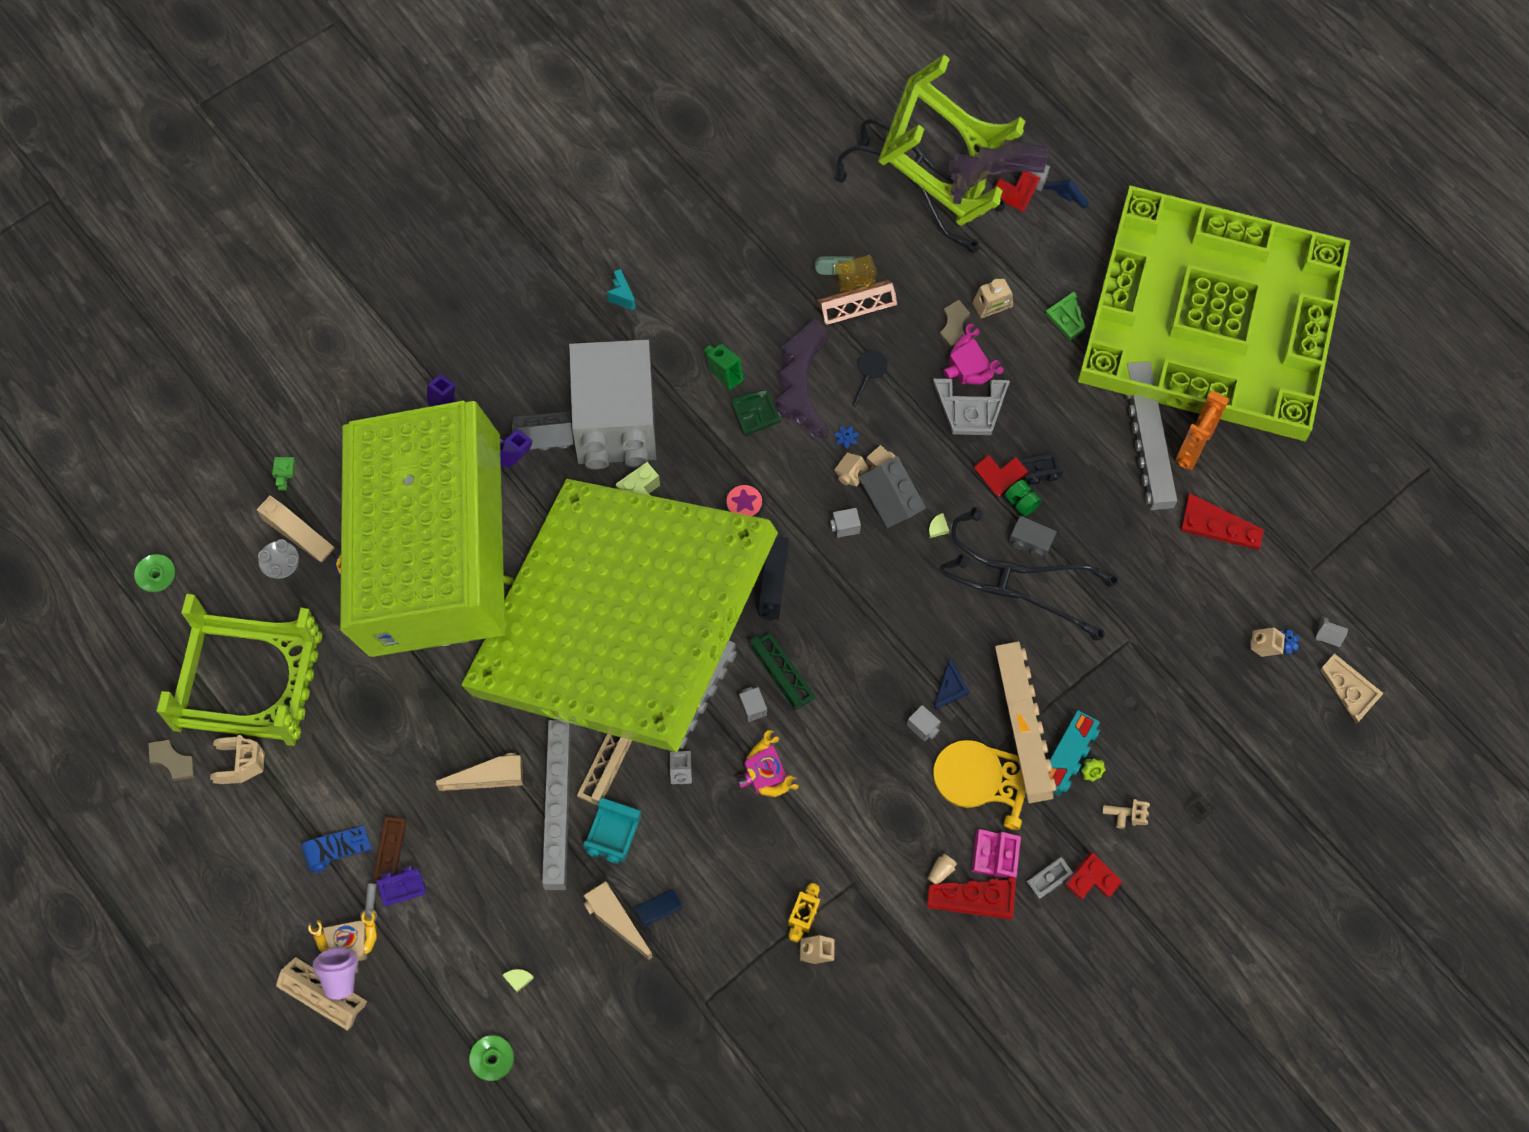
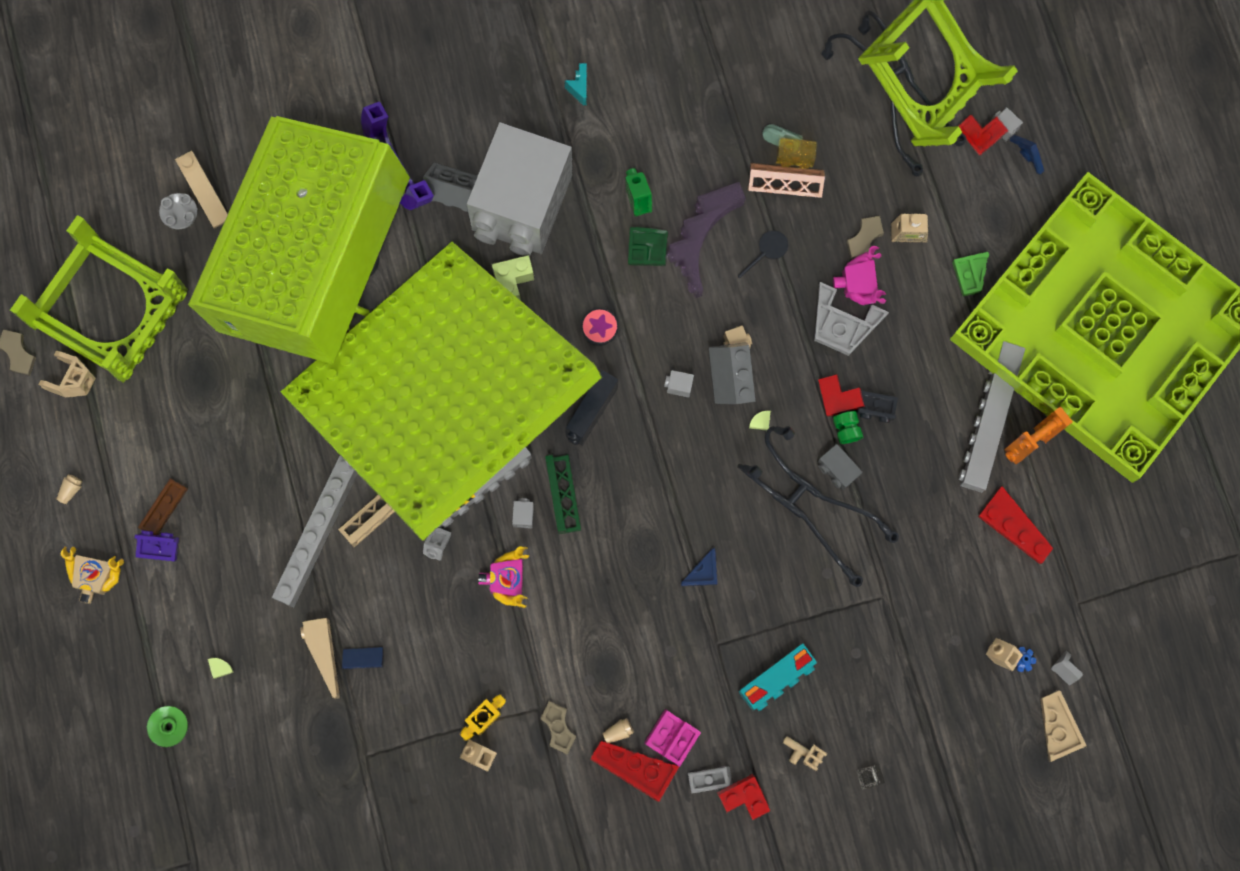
camera: 20 degrees right, 10 degrees up
(149, 567) = (64, 174): bright green dish -> none
(282, 470) = (216, 131): bright green plate -> none
(284, 869) = (69, 488): none -> tan cone
(312, 994) = (47, 610): tan fence -> none
(322, 850) = (117, 487): blue door -> none
(336, 972) = (68, 599): lavender piece -> none
(370, 899) = (123, 554): light grey bar -> none
(494, 773) = (277, 480): tan slope -> none
(612, 831) = (353, 575): teal panel -> none
(846, 436) = (718, 306): blue plant -> none
(850, 469) = (706, 336): tan brick -> none
(888, 899) = (560, 735): none -> dark tan tile
(924, 724) = (663, 596): light grey brick -> none
(972, 775) = (683, 659): yellow piece -> none
(989, 162) = (966, 97): clear purple arch -> none
(1024, 722) = (750, 633): tan brick -> none
(1093, 769) = (792, 700): lime piece -> none

